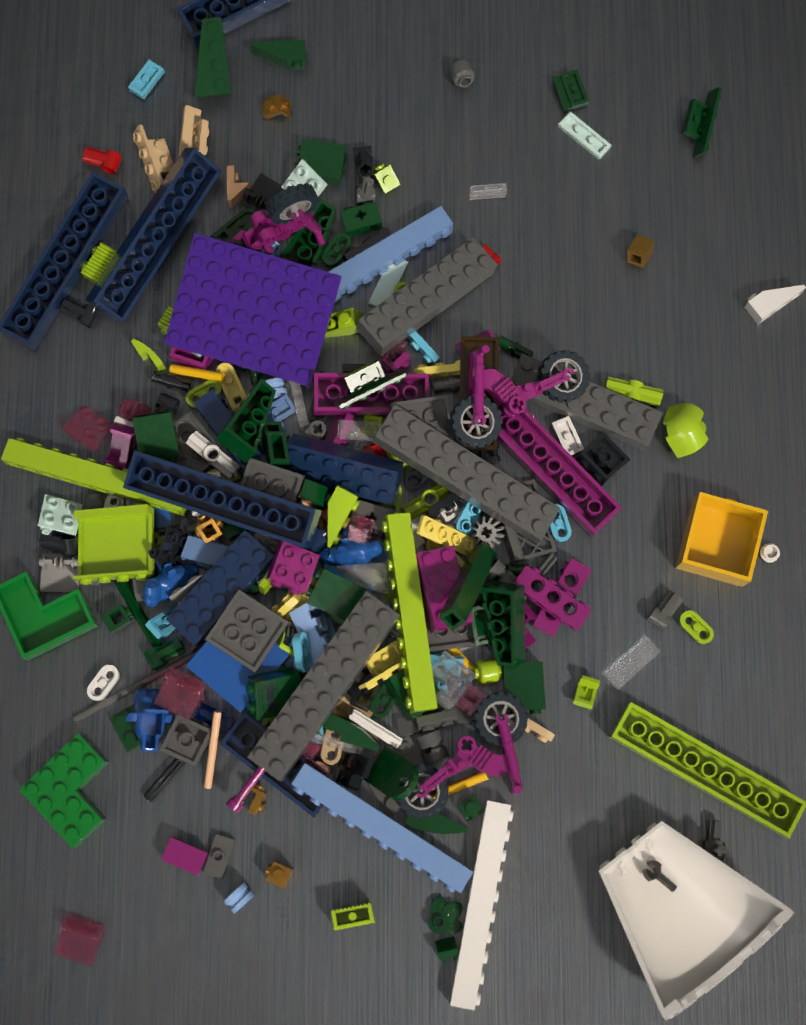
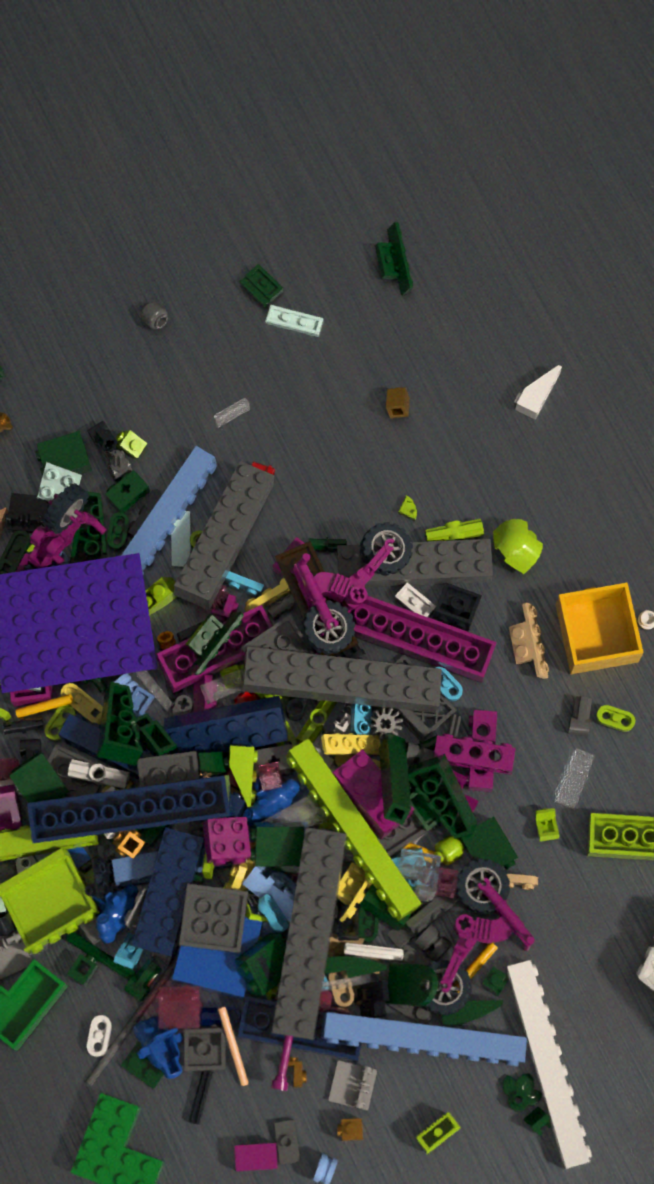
camera: 25 degrees left, 5 degrees down
(300, 835) = (352, 1085): none -> light grey hinge
(331, 365) = (166, 640): none -> orange bush
(603, 350) = (408, 508): none -> lime tile
(650, 521) = (527, 642): none -> tan bracket

